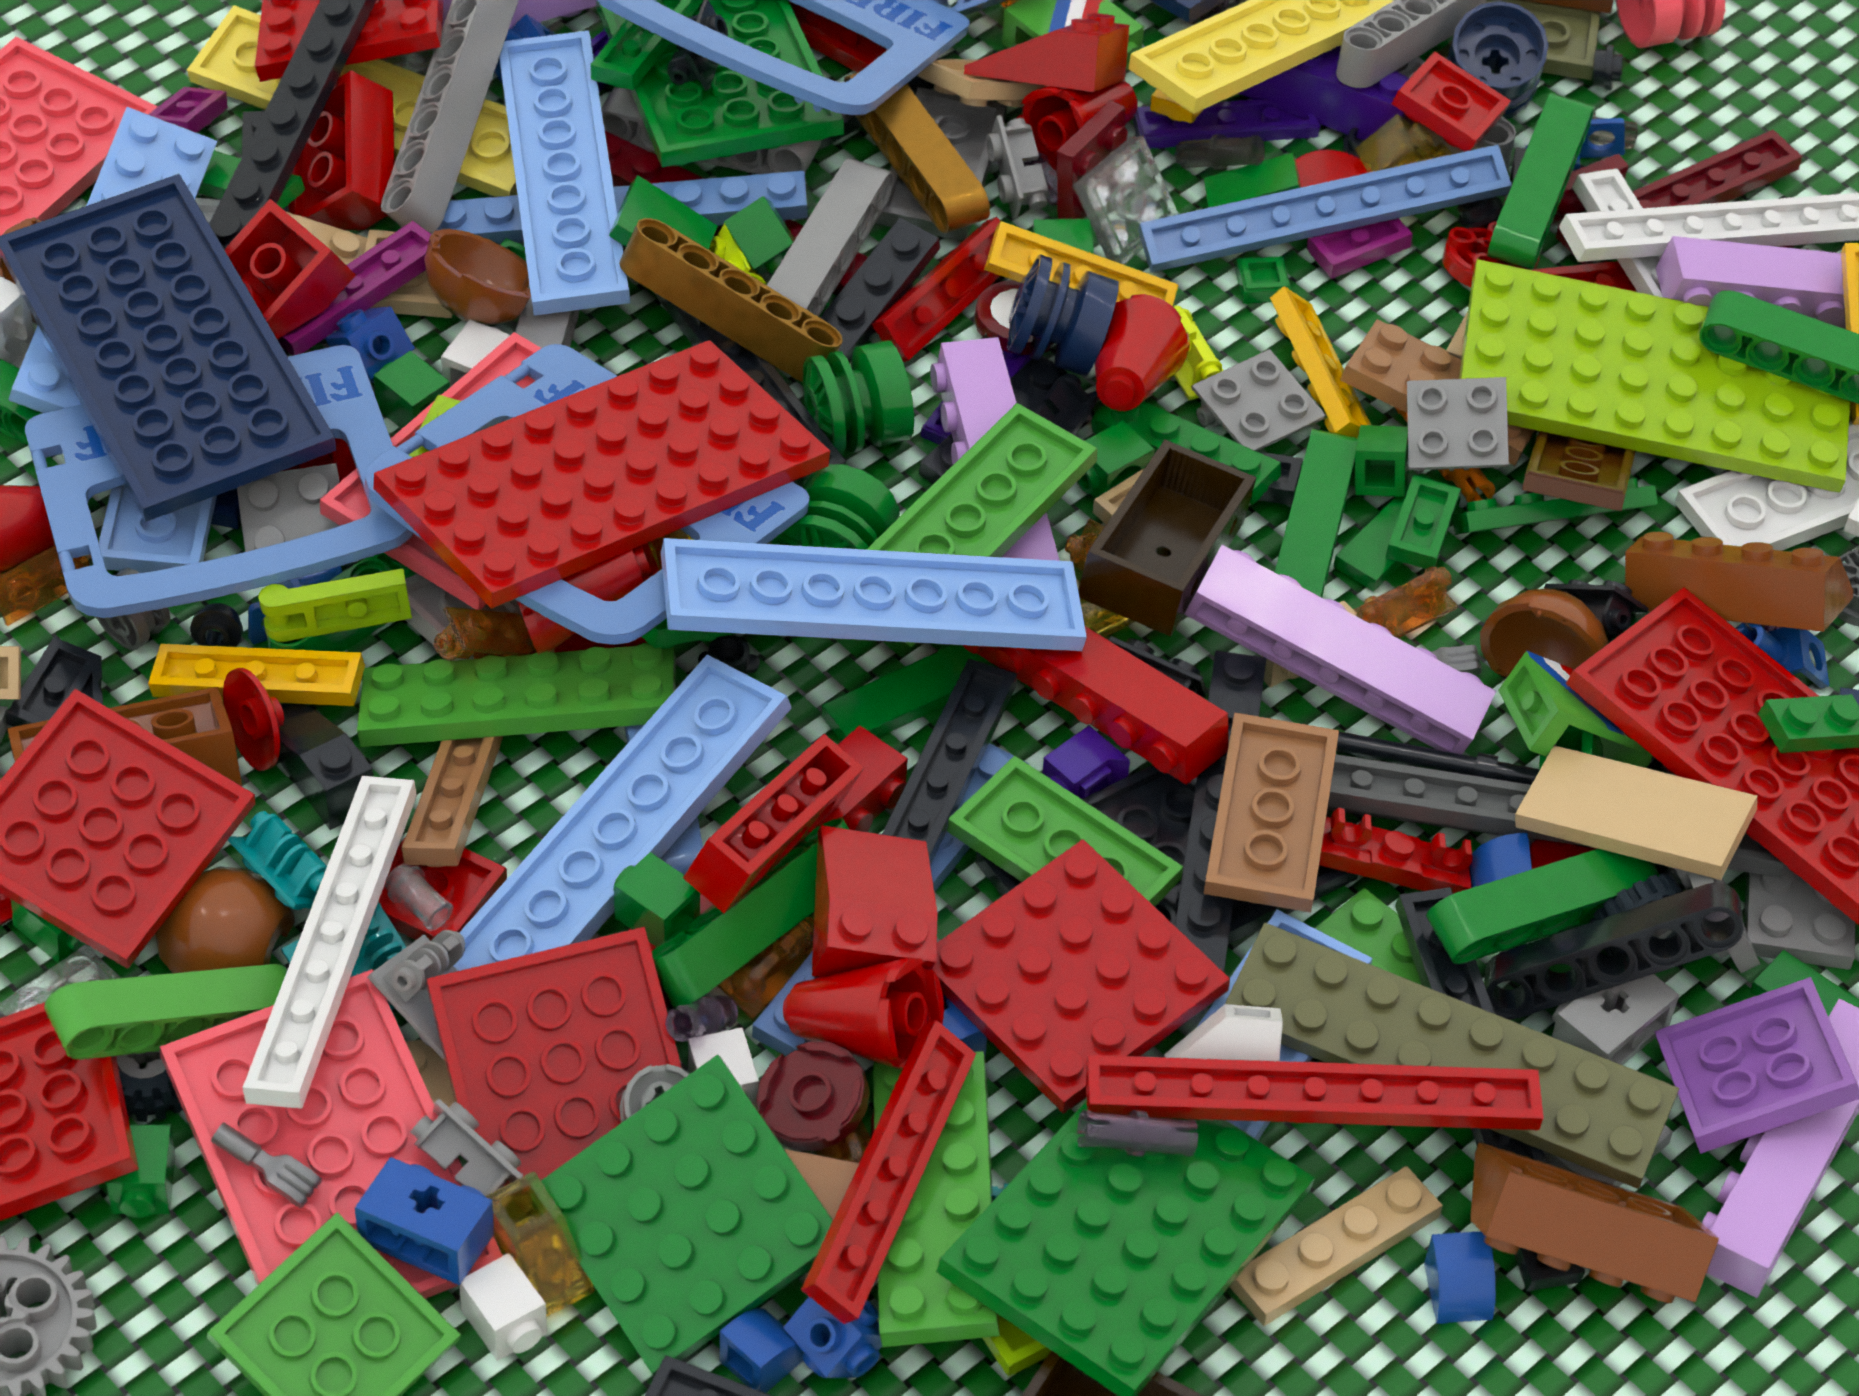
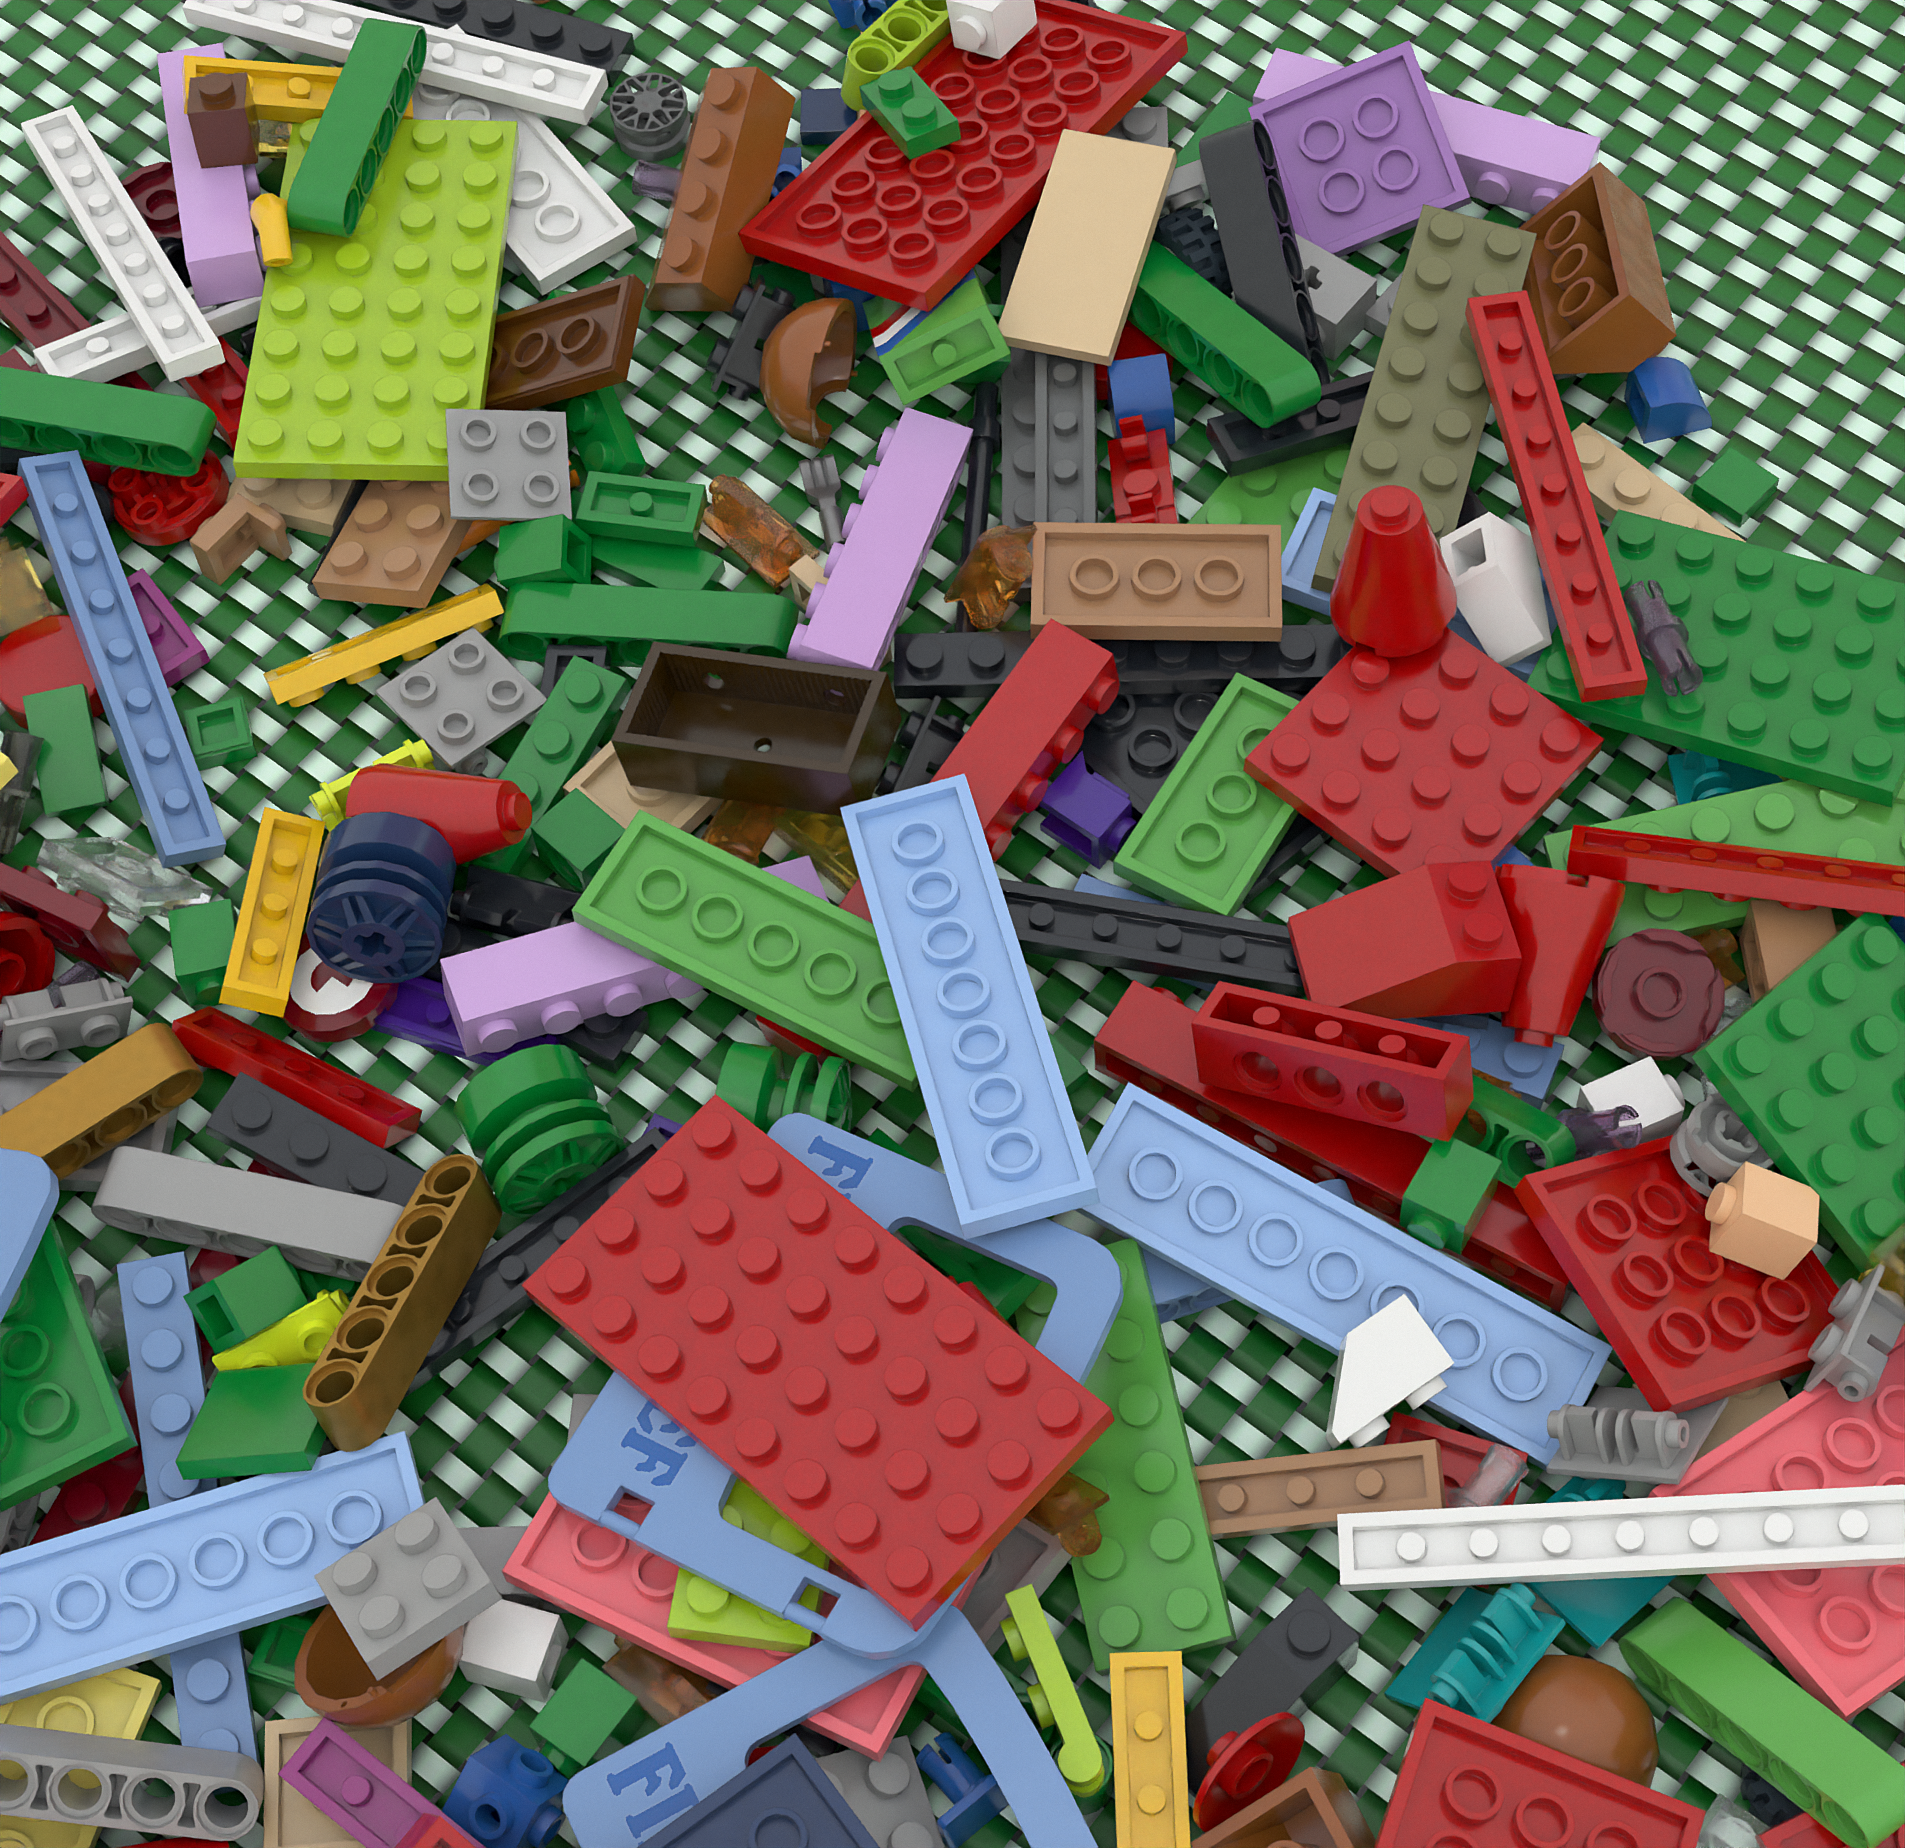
camera: 90 degrees left, 10 degrees up
(505, 267) = (407, 1588): none -> light grey plate
(525, 833) = (1379, 1367): none -> white slope
(584, 1105) = (1763, 1220): none -> light nougat brick
(1220, 934) = (1392, 577): none -> red cone
(1308, 706) = (993, 574): none -> clear orange hinge
(1356, 1316) = (1735, 487): none -> green tile
(1438, 290) = (235, 534): none -> medium nougat bracket
(1701, 288) = (271, 222): none -> yellow arm
(1822, 266) = (223, 120): none -> reddish brown brick

